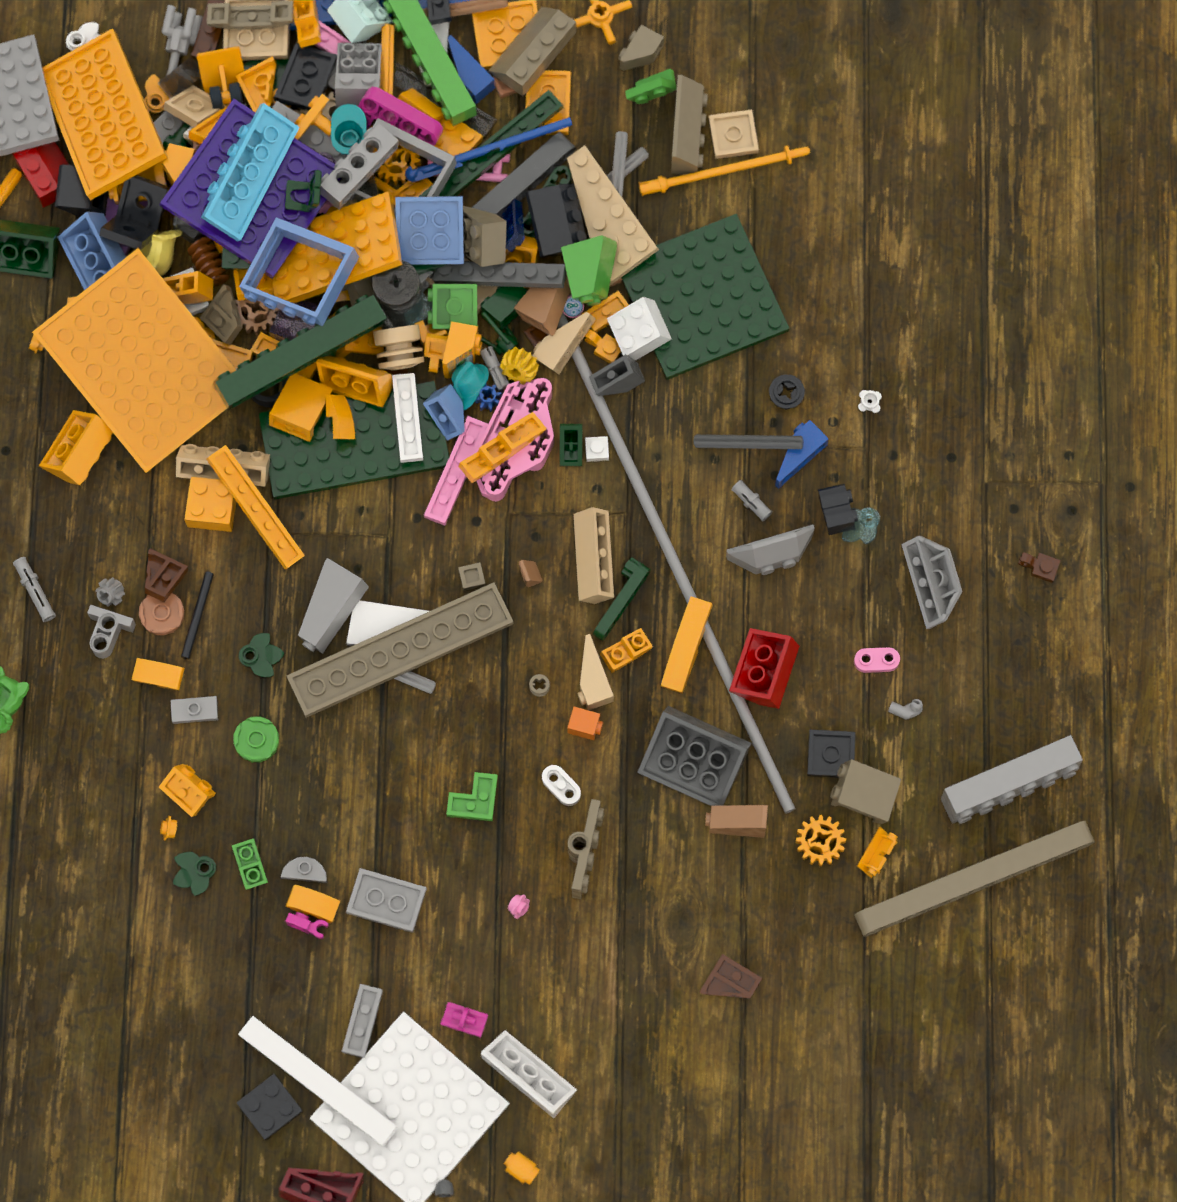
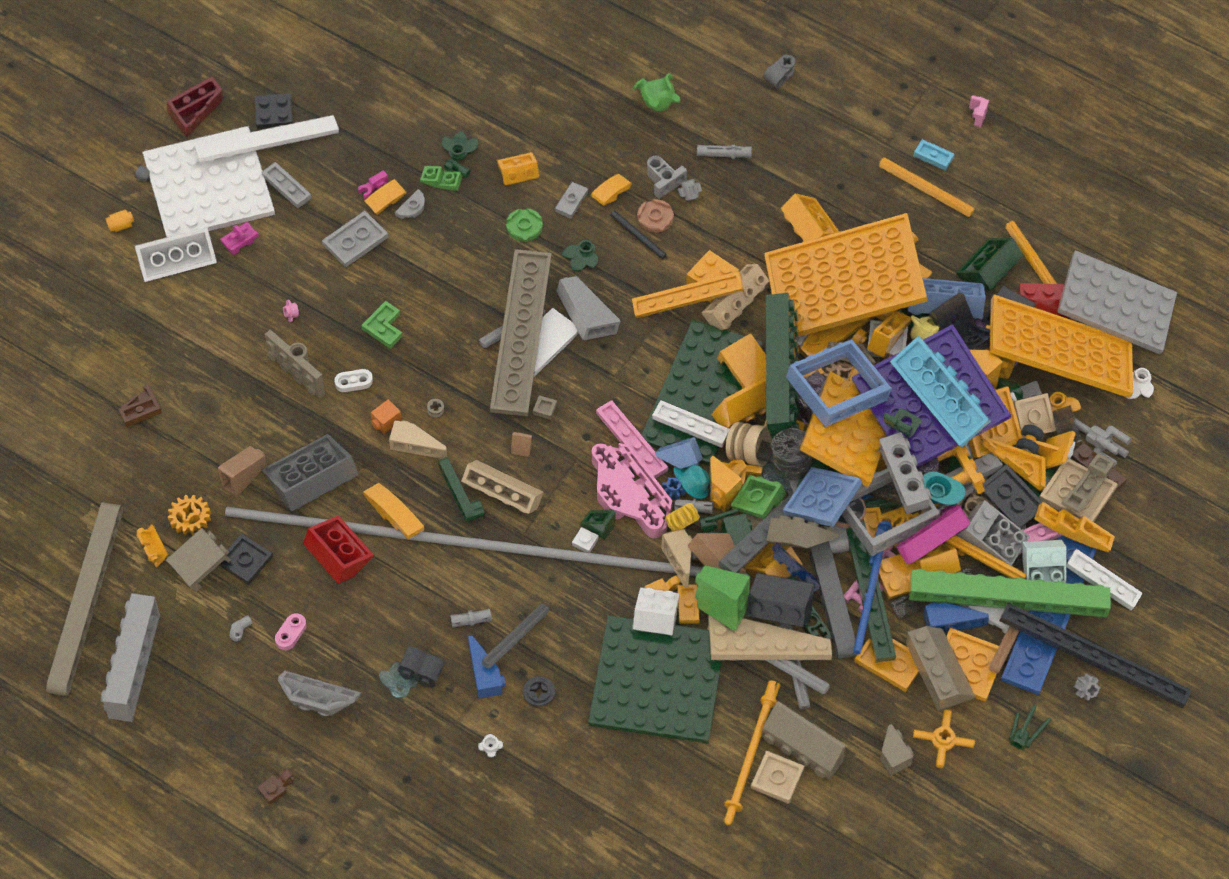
camera: 120 degrees right, 15 degrees down
(162, 575) = (679, 224): reddish brown wing -> none
(168, 828) = (499, 144): light orange plate -> none
(225, 854) = (453, 165): none -> dark green arm
(343, 423) = (719, 380): light orange slope -> none
(502, 447) = (623, 466): light orange slope -> none
(617, 377) = (628, 579): dark grey slope -> none
(626, 650) = (419, 474): light orange slope -> none
(652, 87) = (850, 735): bright green bracket -> none
(772, 552) = (421, 606): light grey wedge -> none

